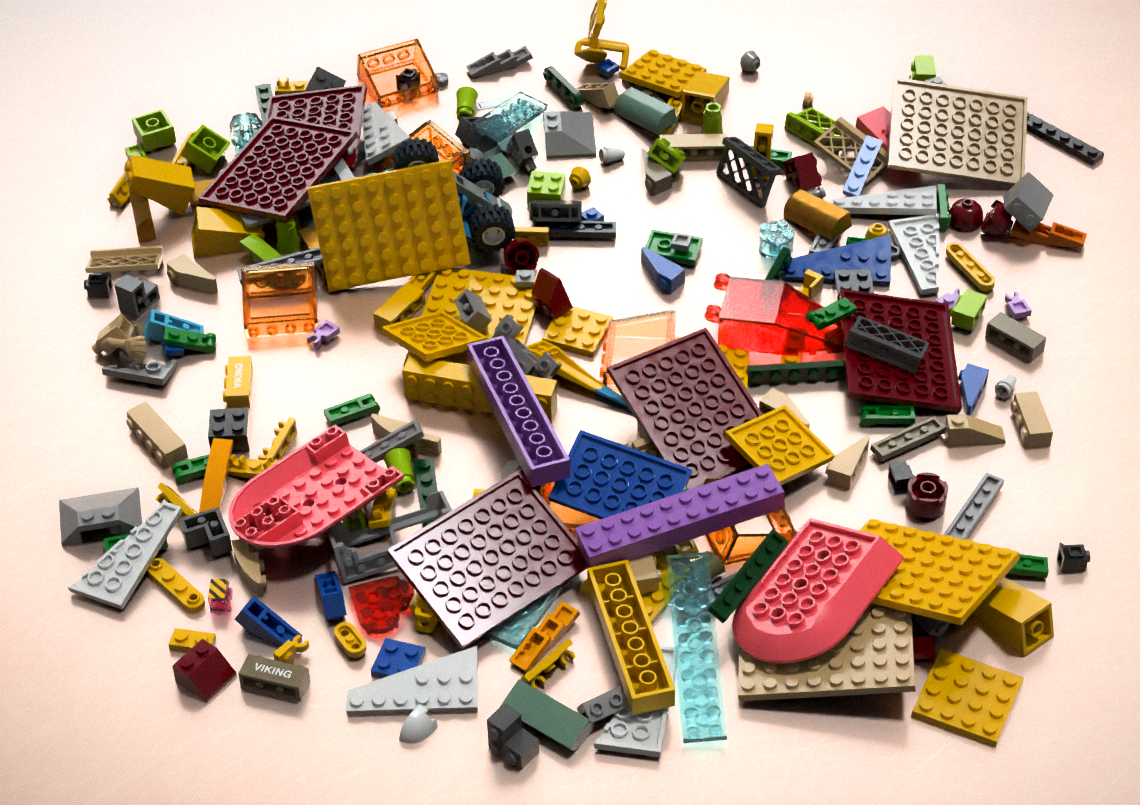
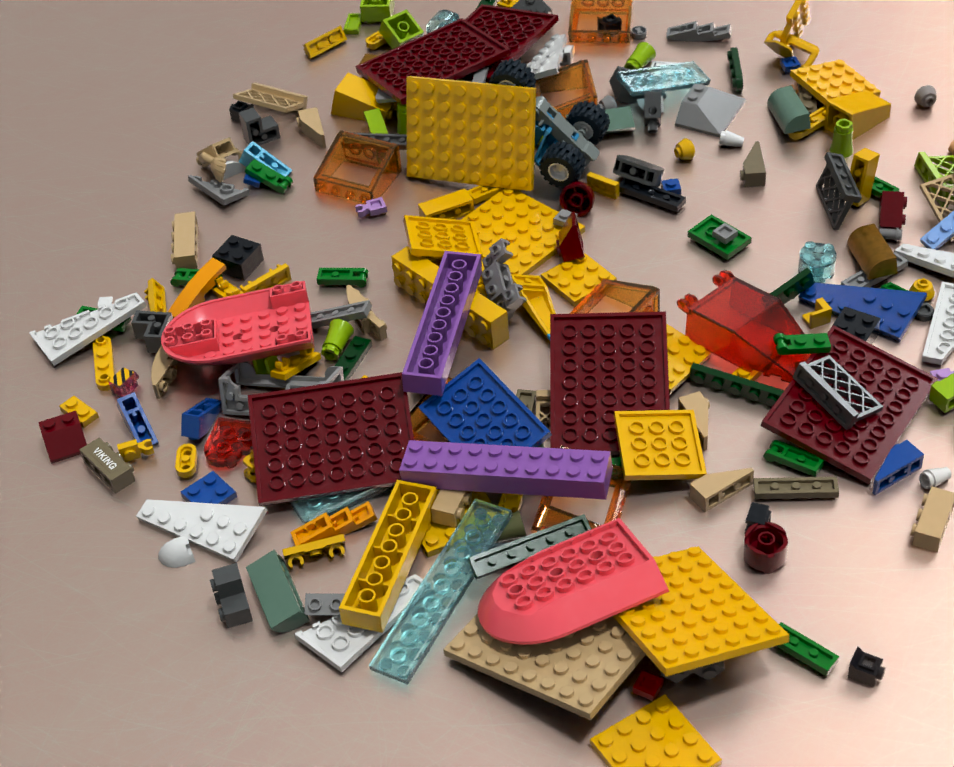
camera: 35 degrees right, 0 degrees up
(99, 512) = (99, 285): light grey slope -> none
(142, 217) = (319, 65): pearl gold brick -> none
(160, 182) = (337, 44): yellow slope -> none
(238, 382) = (277, 223): yellow brick -> none
(473, 310) = (494, 227): light grey brick -> none
(546, 186) = (649, 148): lime brick -> none
(599, 94) = (761, 84): tan slope -> none
(663, 271) = (693, 258): blue slope -> none
(666, 155) = (773, 153): lime brick -> none
(698, 145) = (803, 153): tan brick -> none
(971, 430) = (865, 506): tan slope -> none
(975, 506) = (803, 580): flat silver plate -> none
(1017, 616) = (758, 695): yellow slope -> none

